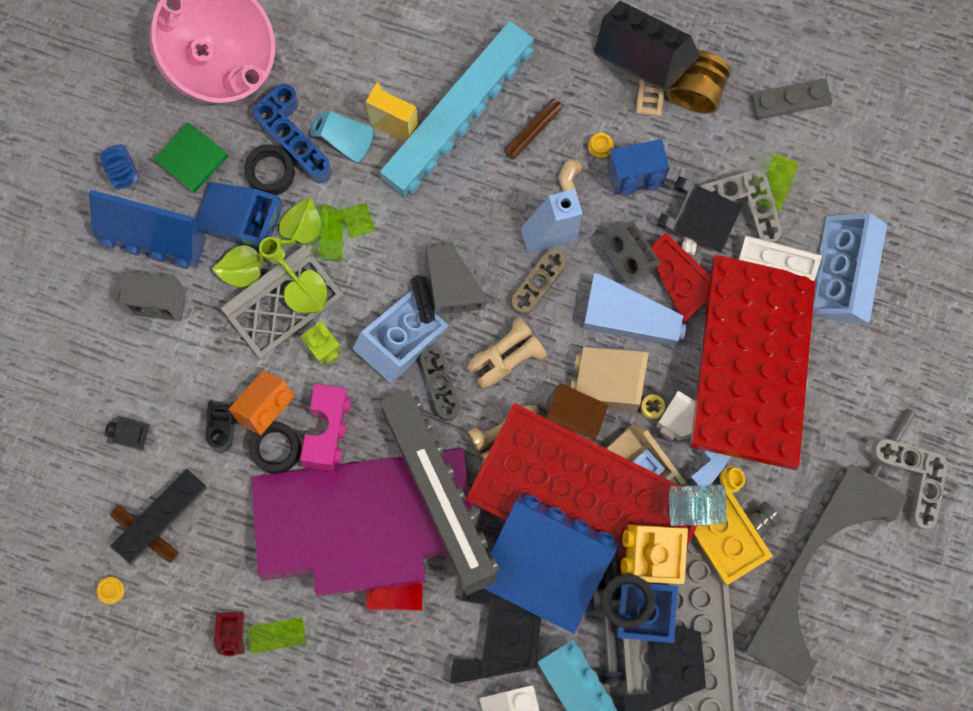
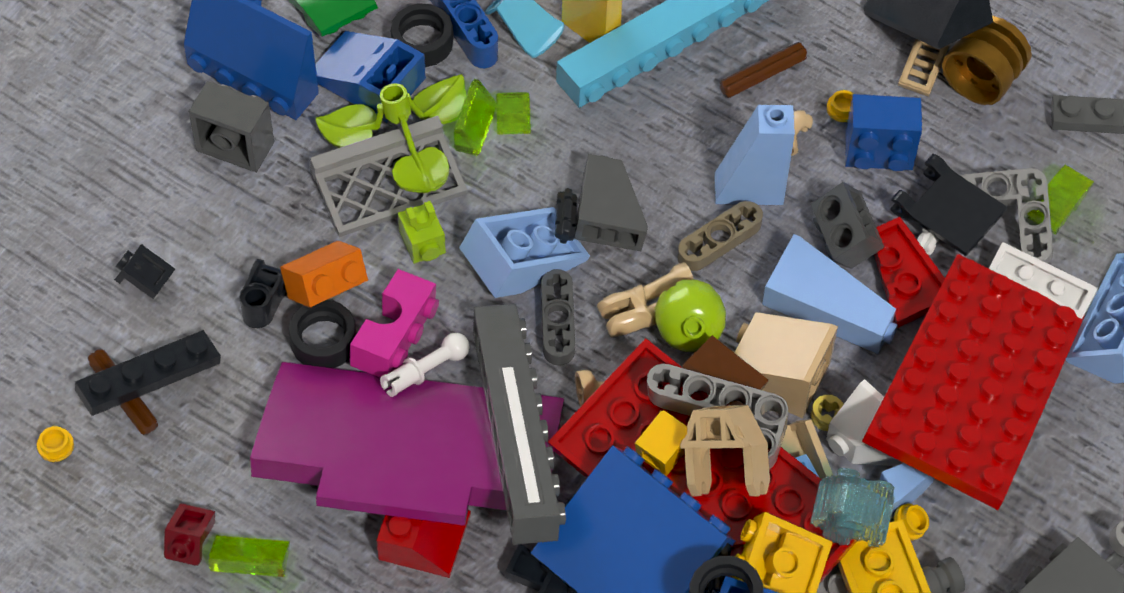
camera: 15 degrees right, 20 degrees down
(373, 431) = (453, 347): none -> white pin
(537, 363) = (690, 315): none -> lime cylinder
(550, 485) = (662, 442): none -> yellow panel
(580, 449) = (720, 394): none -> light grey beam
(606, 479) = (725, 428): none -> tan piece

